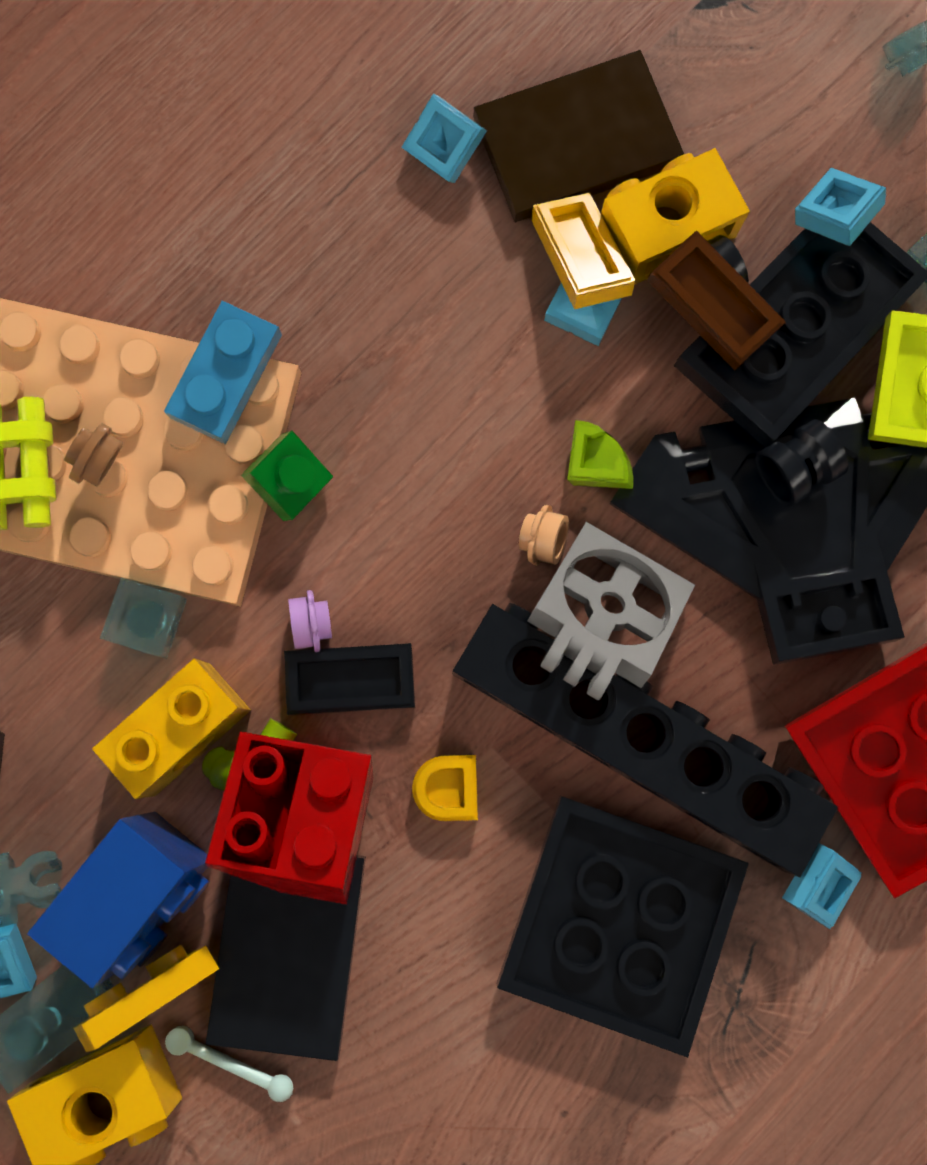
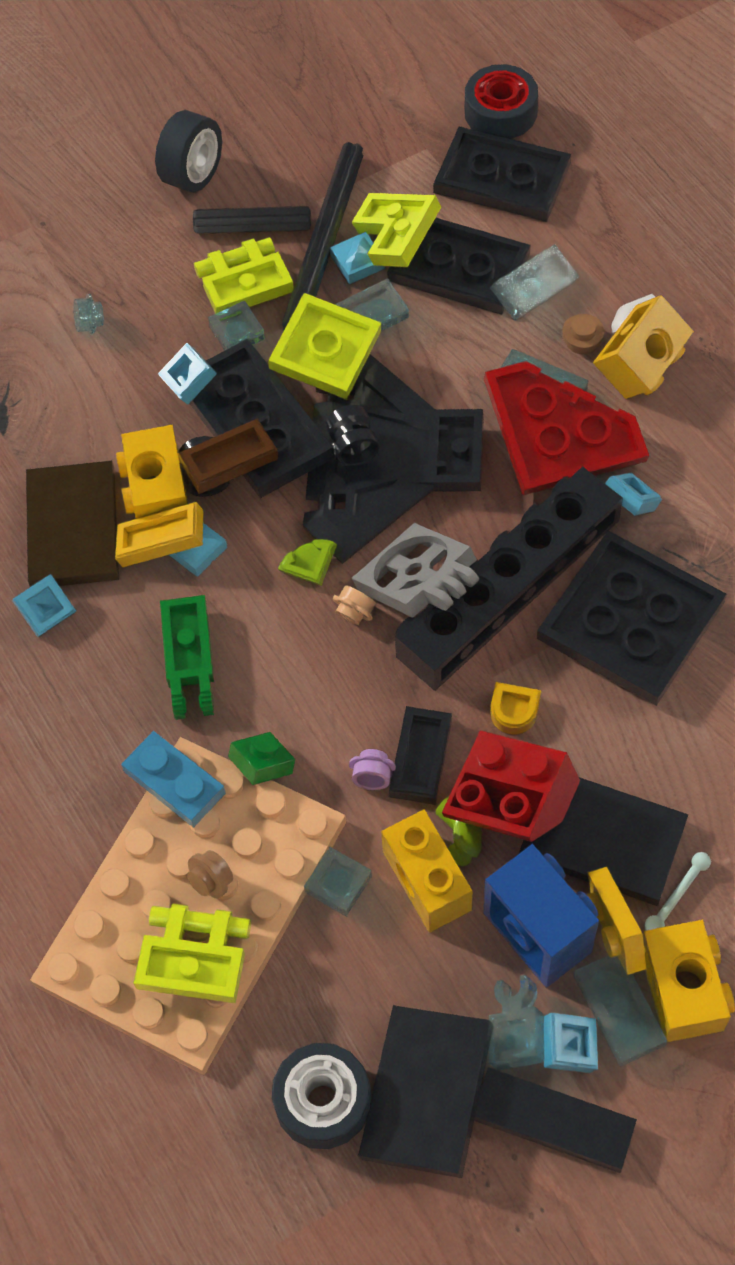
camera: 70 degrees left, 20 degrees down
(420, 339) = (187, 651): none -> green hinge

